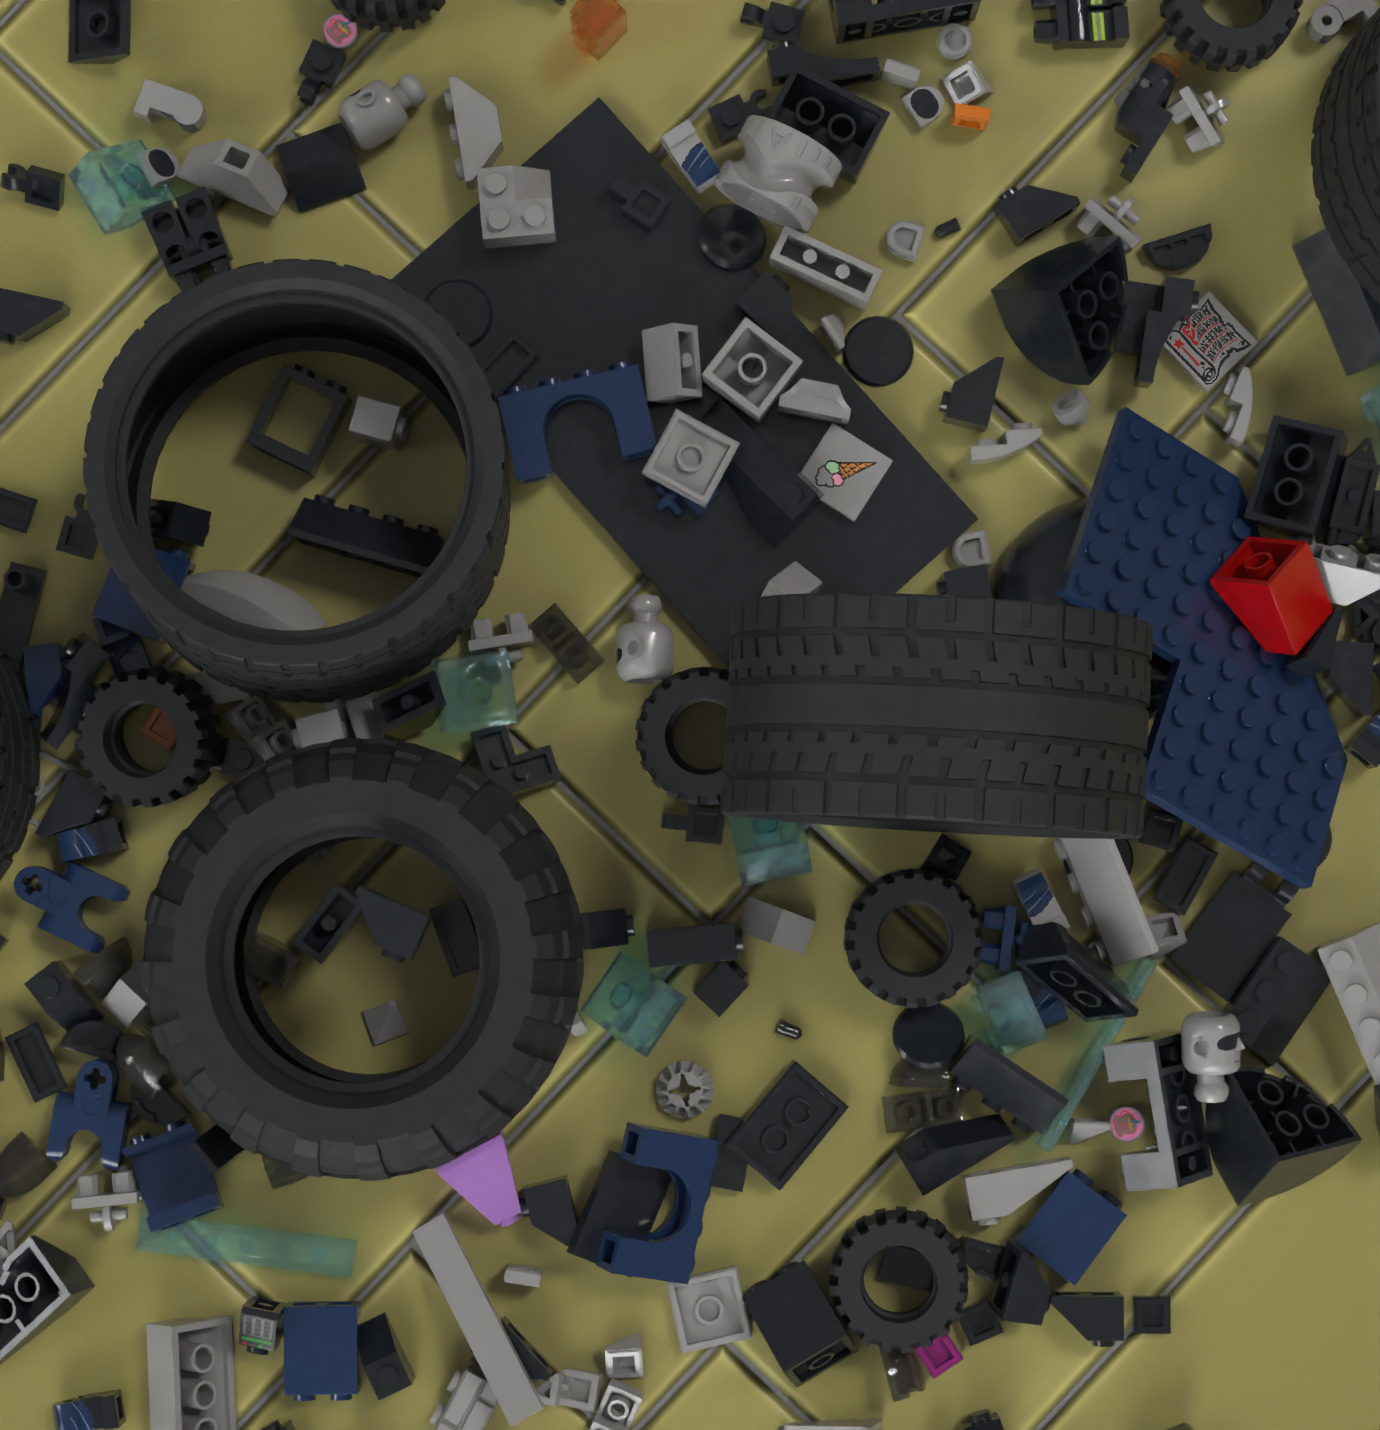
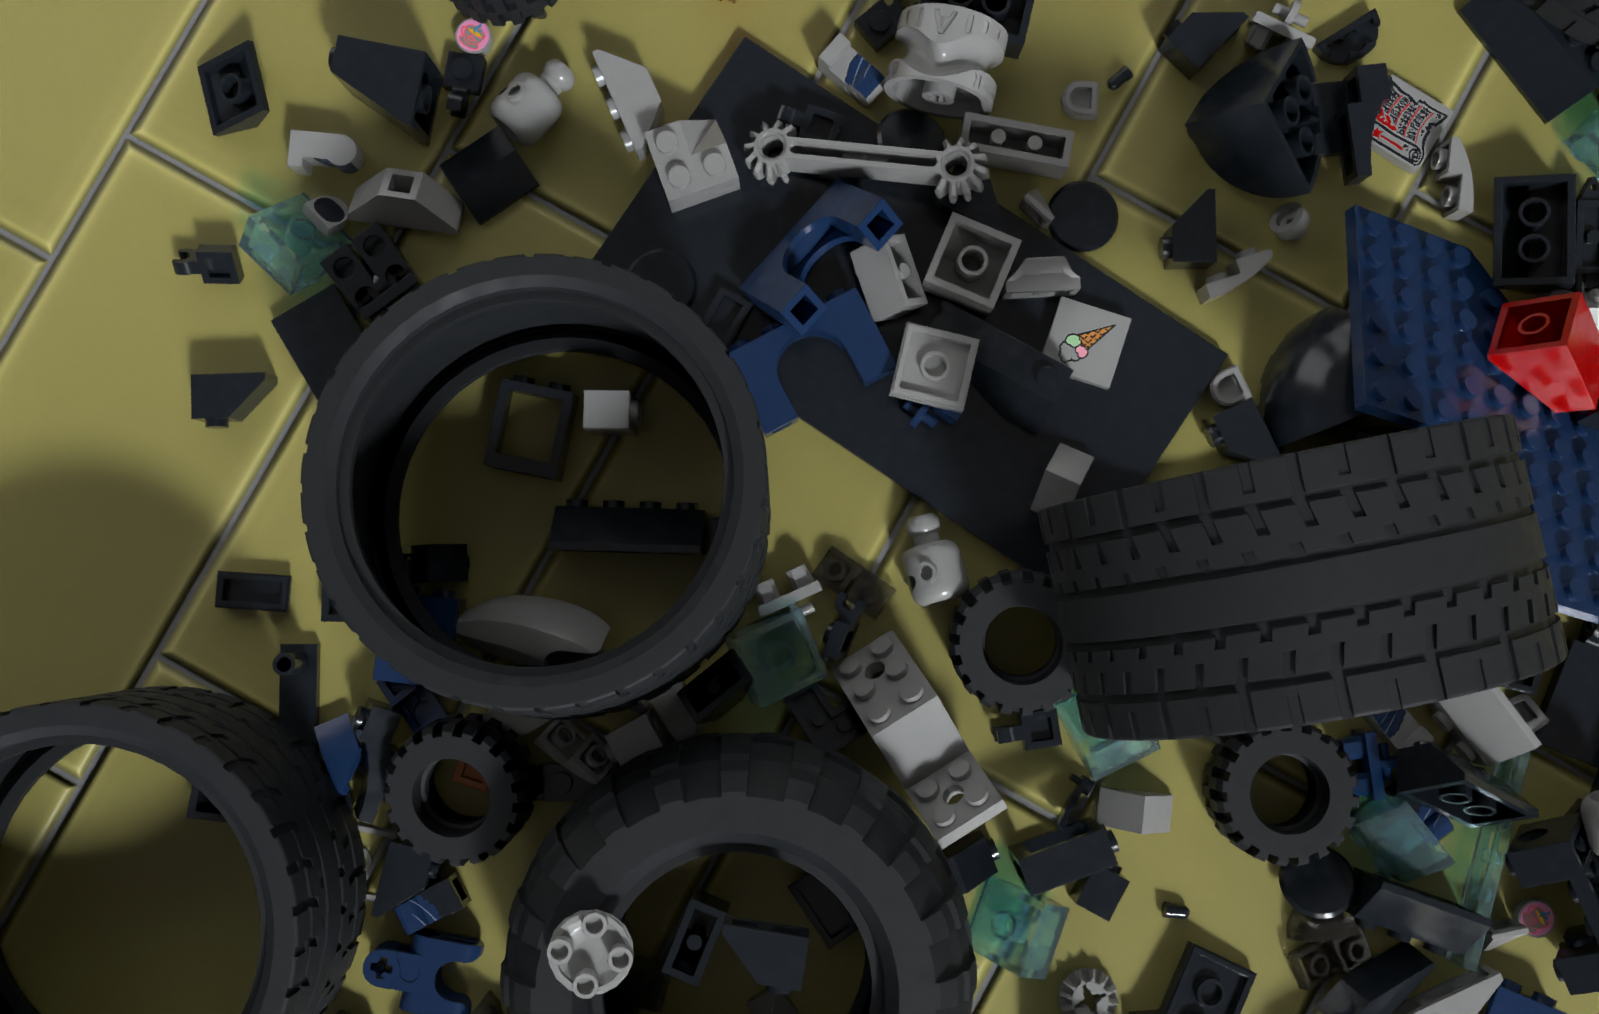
camera: 15 degrees left, 0 degrees up
(123, 287) = (318, 335): none -> black tile
(237, 885) = (590, 952): none -> light grey dish
(251, 58) = (391, 81): none -> black slope
(543, 685) = (841, 633): none -> black plate
(584, 798) = (918, 739): none -> light grey bracket
(636, 294) = (837, 217): none -> dark blue arch
(677, 248) = (866, 161): none -> light grey arm
(733, 890) = (1083, 785): none -> black piece

